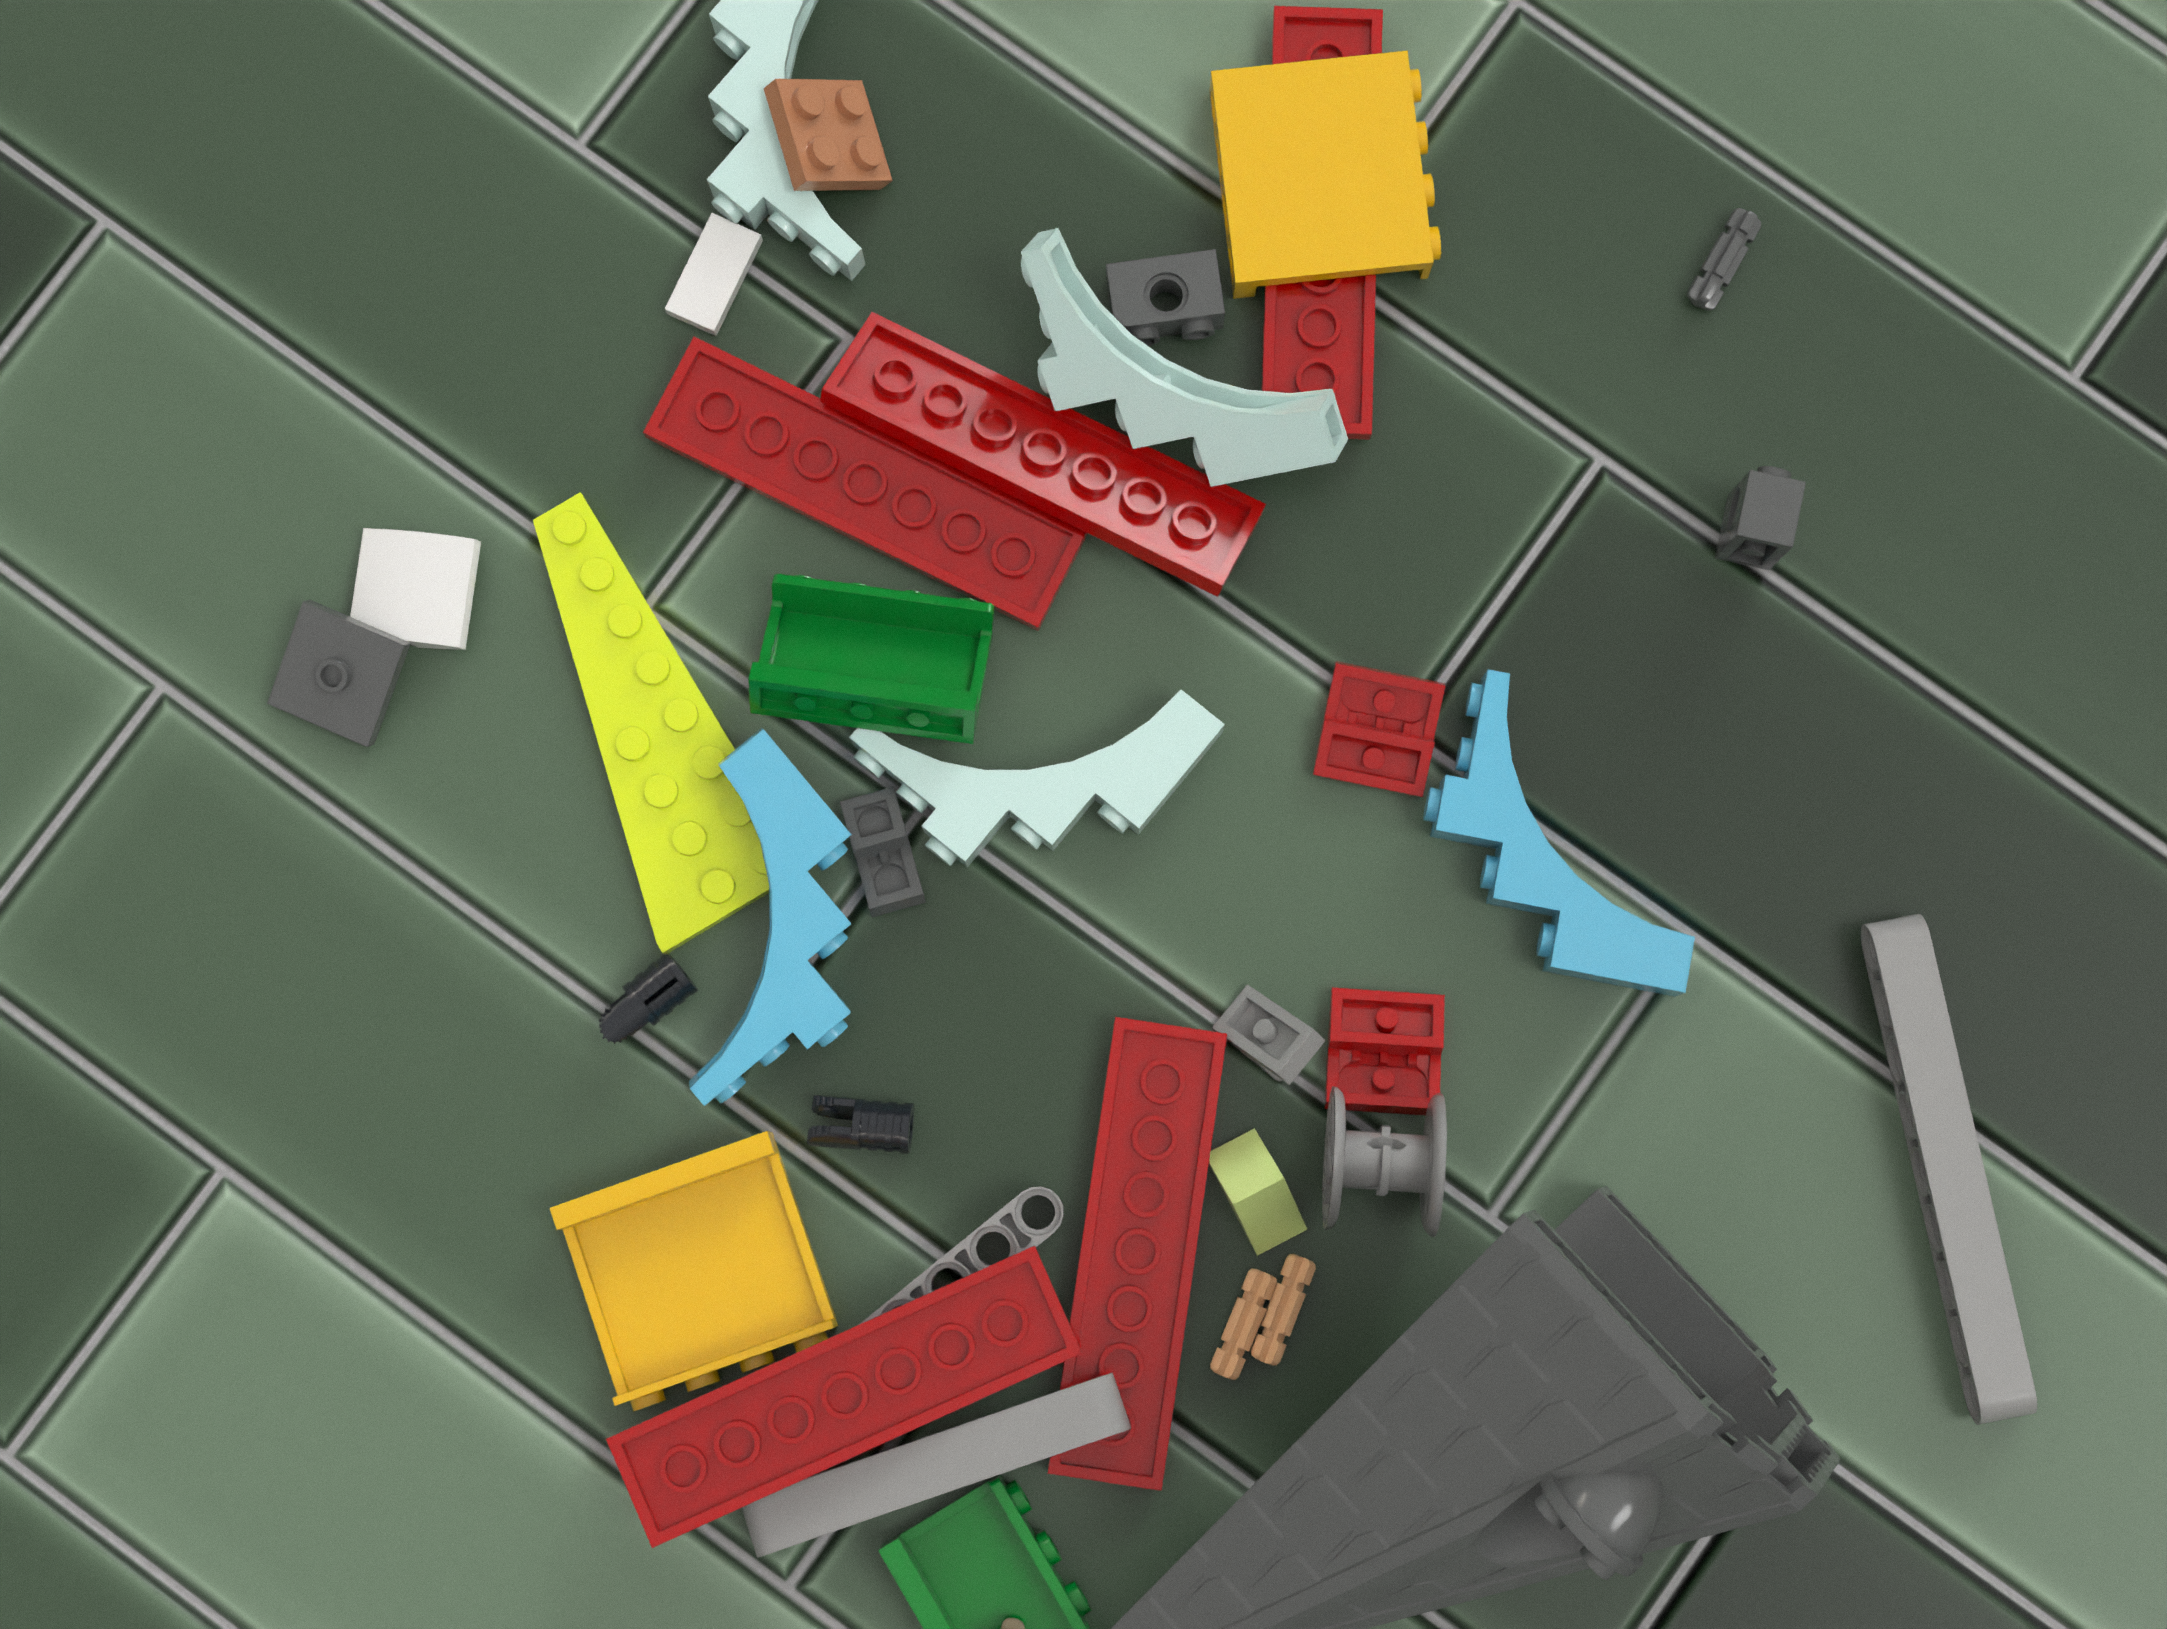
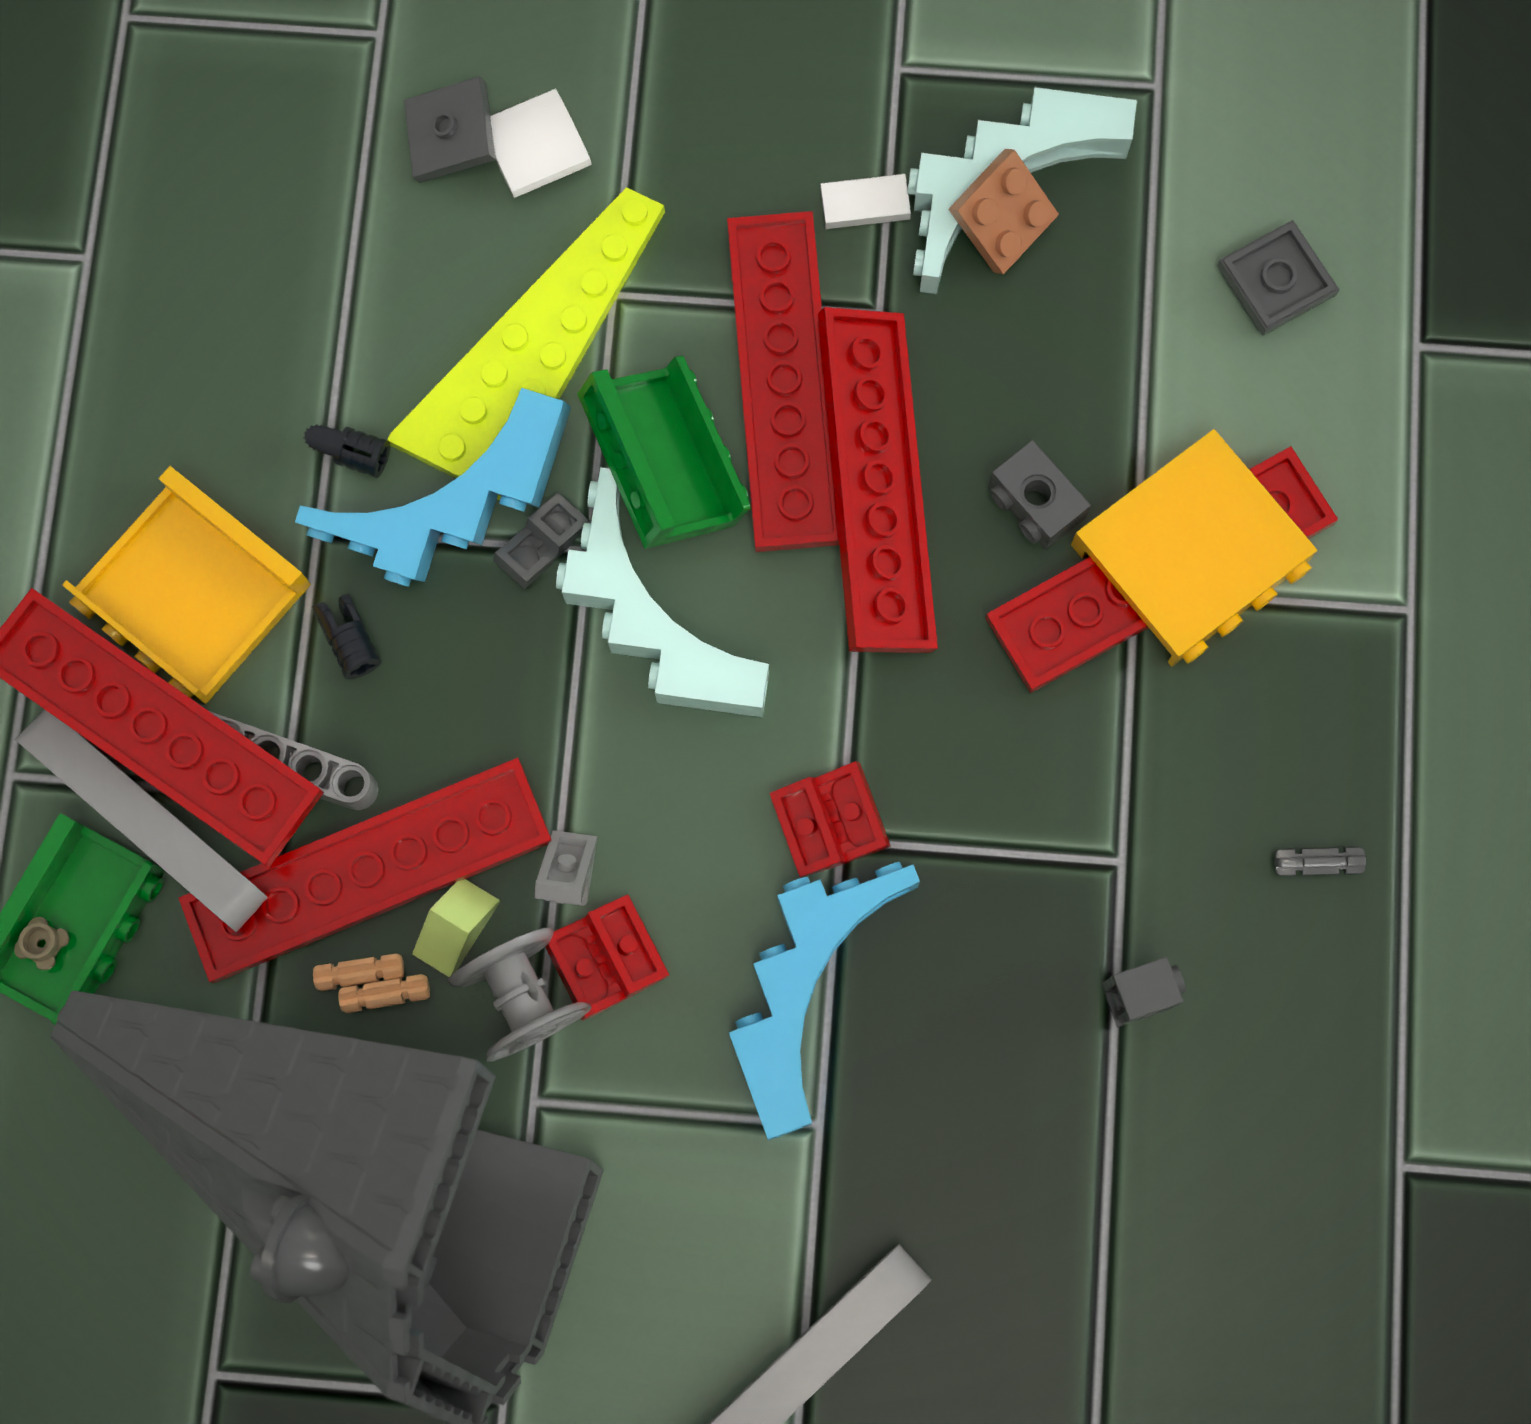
camera: 60 degrees right, 5 degrees down
(1097, 359) = (960, 529): light aqua arch -> none

